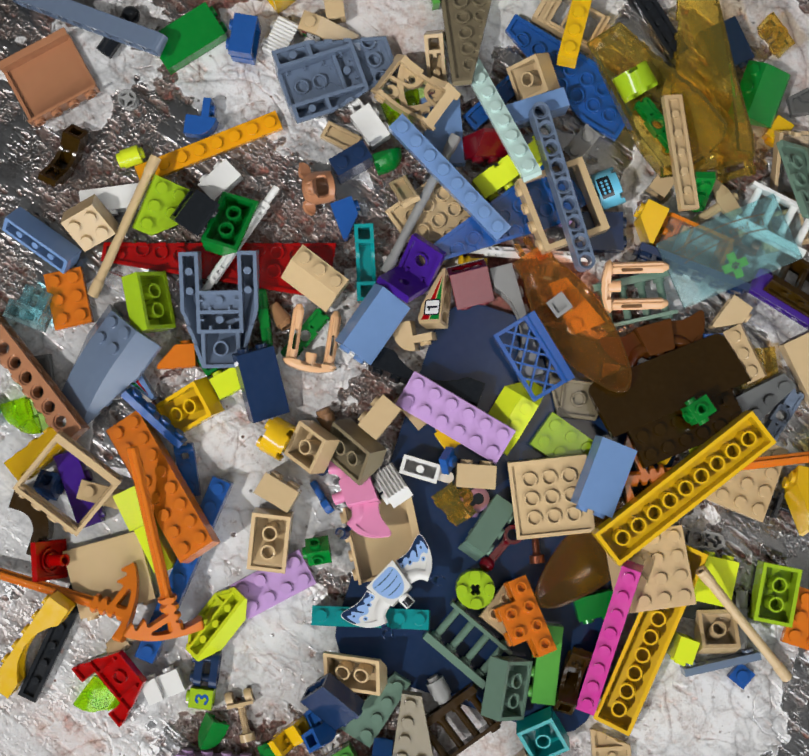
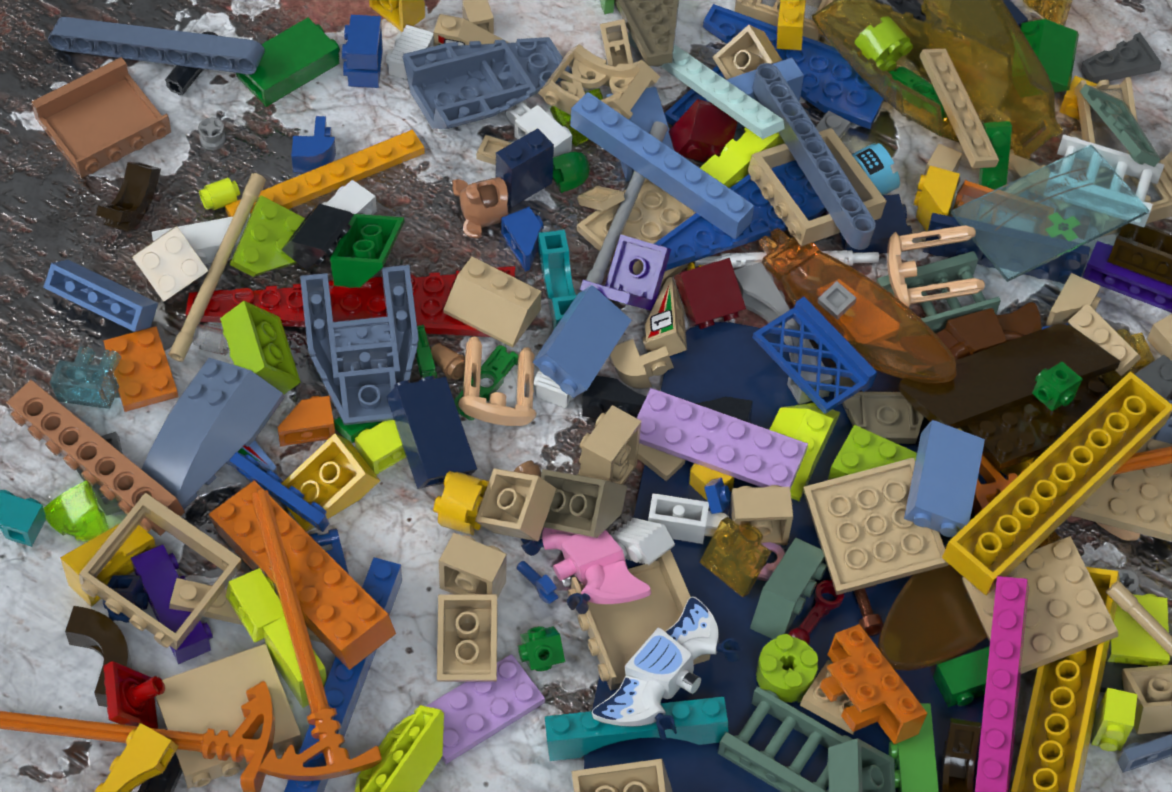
camera: 10 degrees left, 30 degrees down
(226, 260) = (366, 292): white axle -> none

